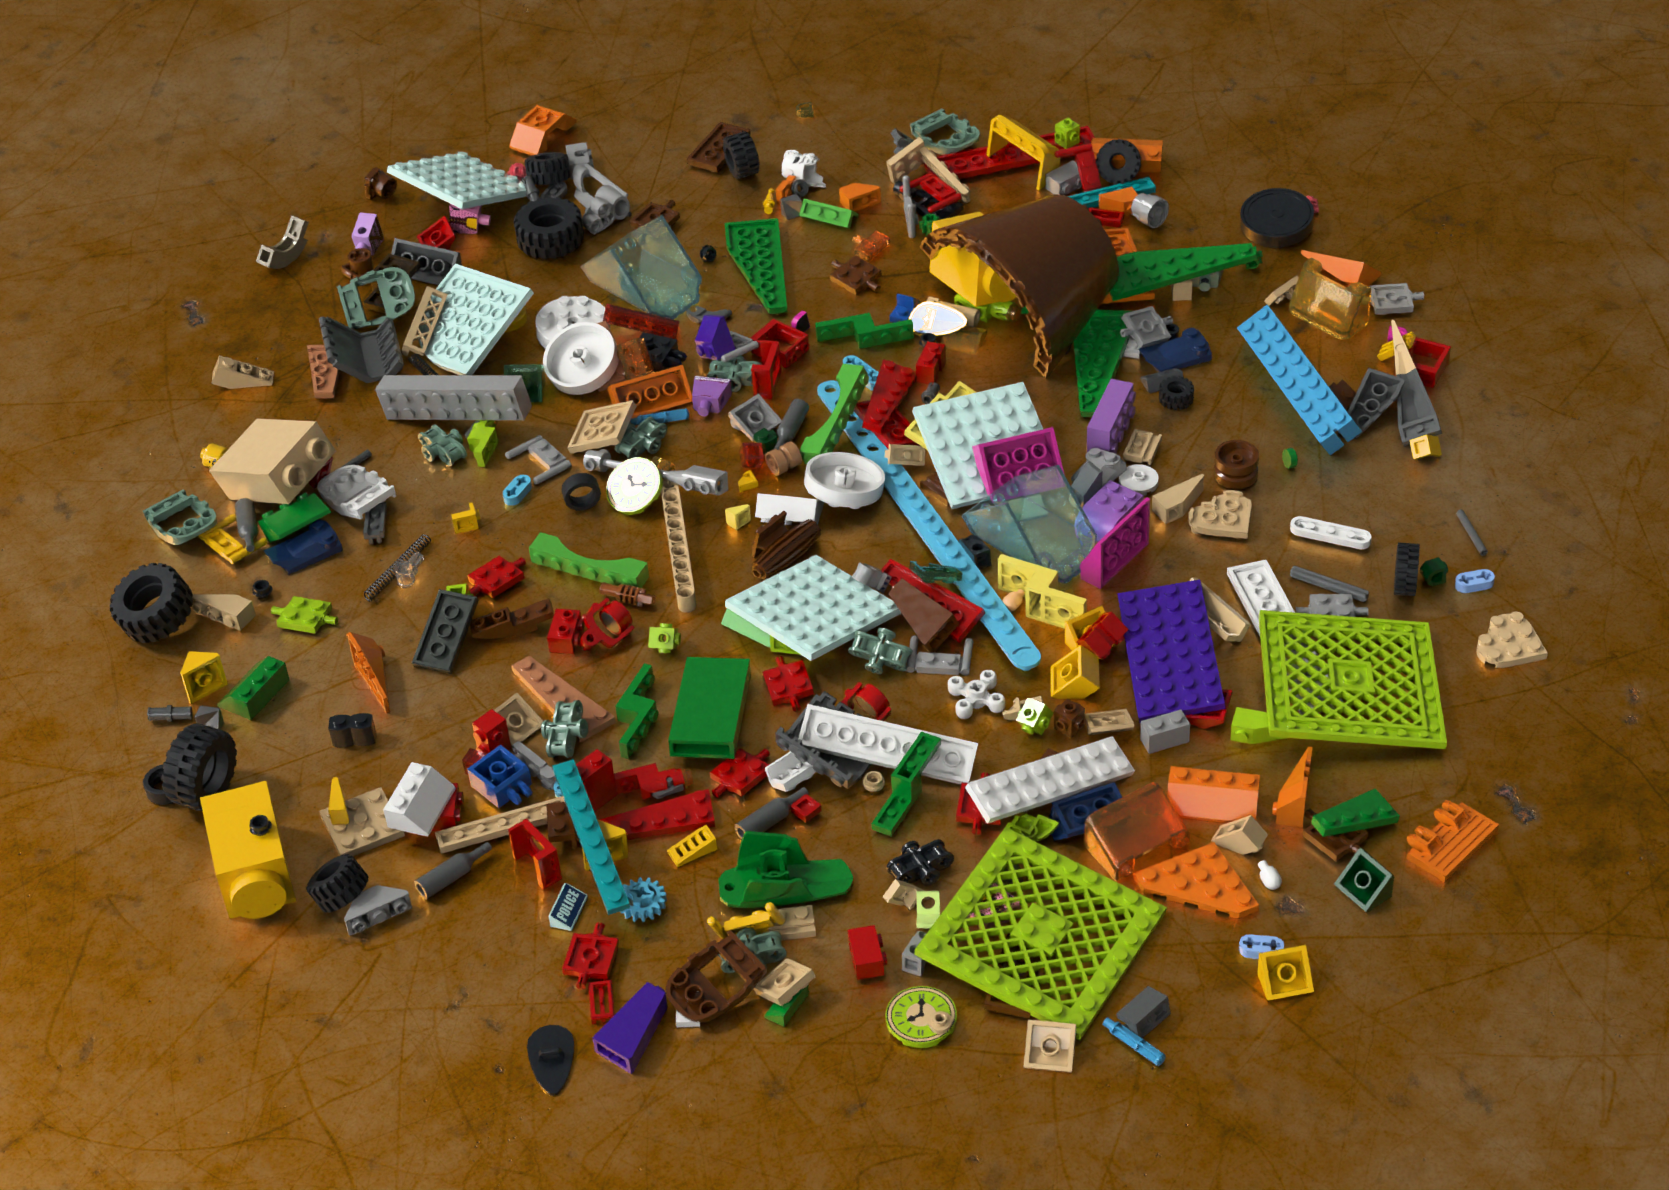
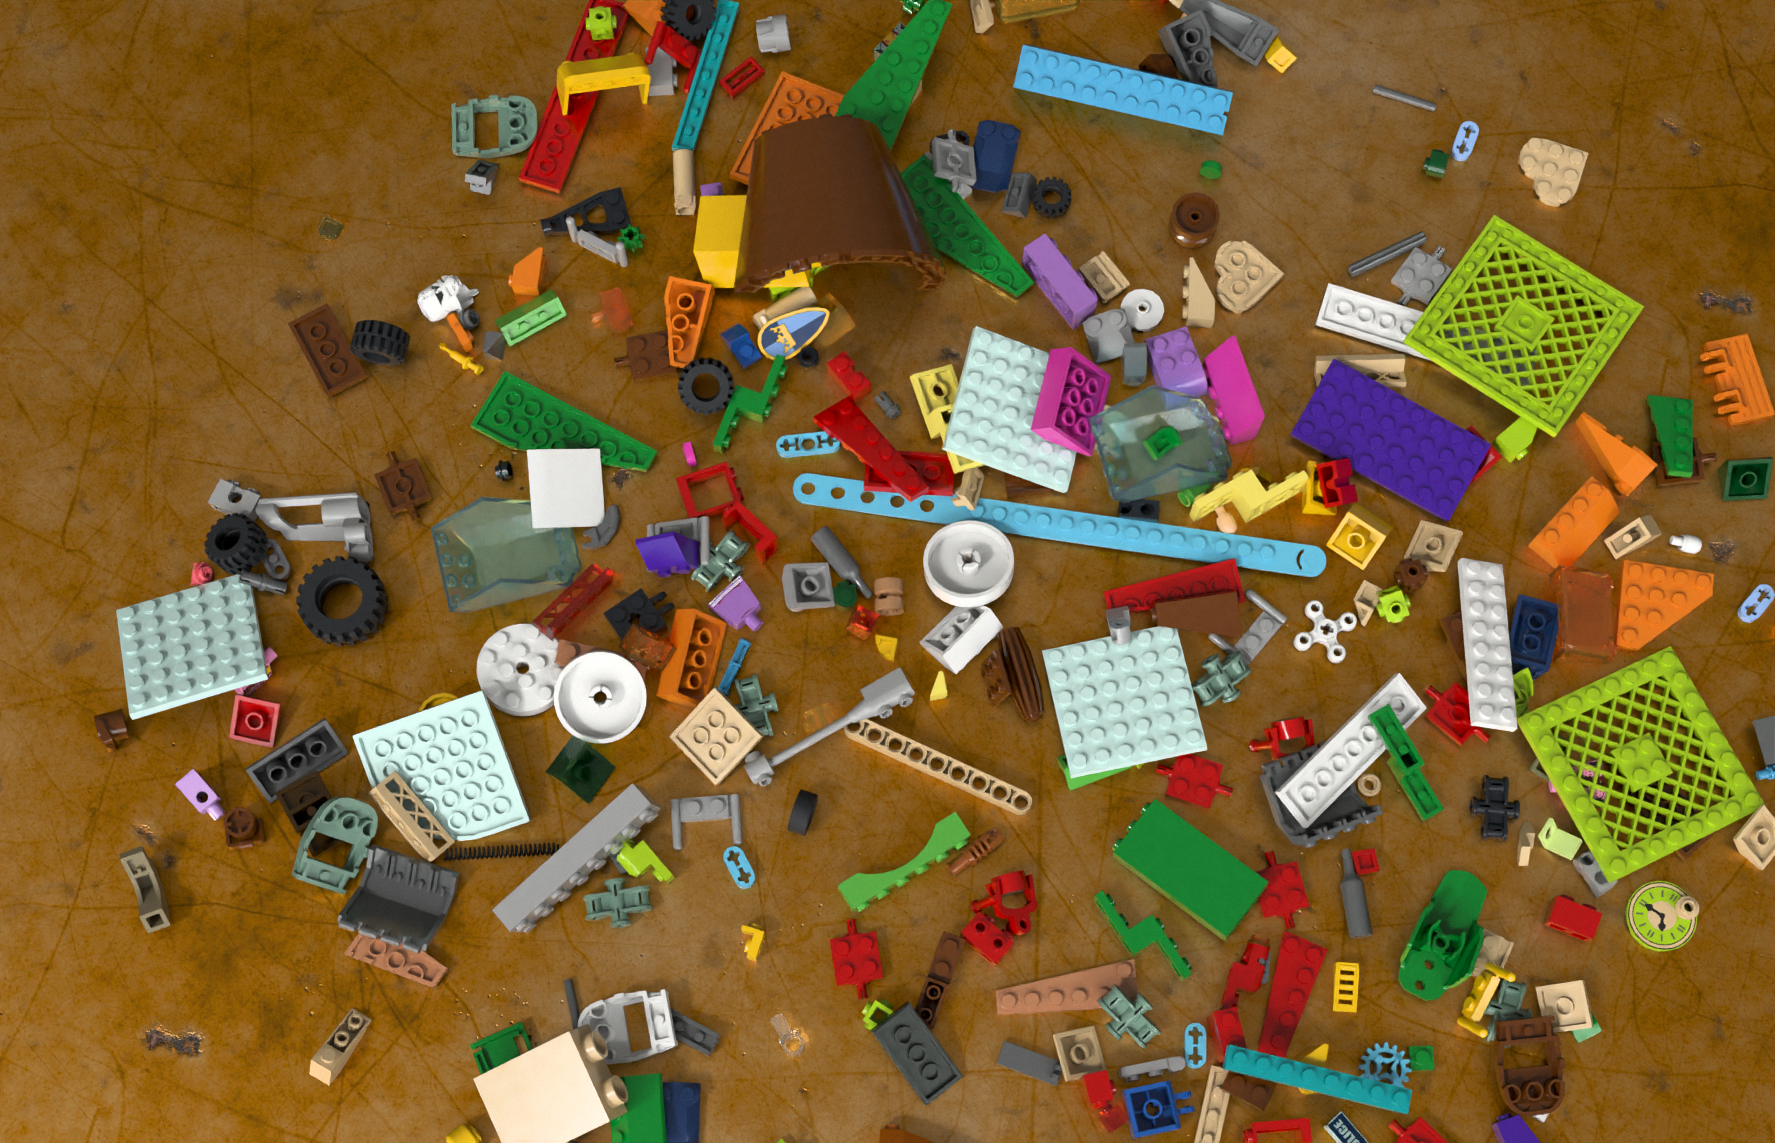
camera: 60 degrees left, 30 degrees up
(398, 560) = (772, 1046): black piece -> none
(486, 696) = (1030, 1063): none -> dark grey hinge
(535, 126) = (148, 508): orange slope -> none
(634, 485) = (832, 758): tile -> none
(657, 634) = (1066, 856): lime brick -> none
(670, 922) = (1421, 1058): none -> green plate
(717, 274) = (565, 487): none -> white sticker
(788, 772) = (1317, 857): white bracket -> none
(847, 289) = (705, 405): none -> black tyre
(852, 382) = (844, 470): bright green arch -> none
(904, 269) = (687, 314): none -> orange wedge
(913, 156) = (526, 188): tan bracket -> none
(936, 572) = (1159, 568): clear green wing -> none
(937, 189) = (587, 197): red plate -> none
(1040, 531) = (1162, 441): none -> green bracket
(1118, 200) = (737, 48): orange slope -> none
(1165, 731) = (1478, 510): light grey brick -> none
(1330, 532) = (1328, 207): white plate -> none
(1406, 569) = (1433, 187): black tyre -> none

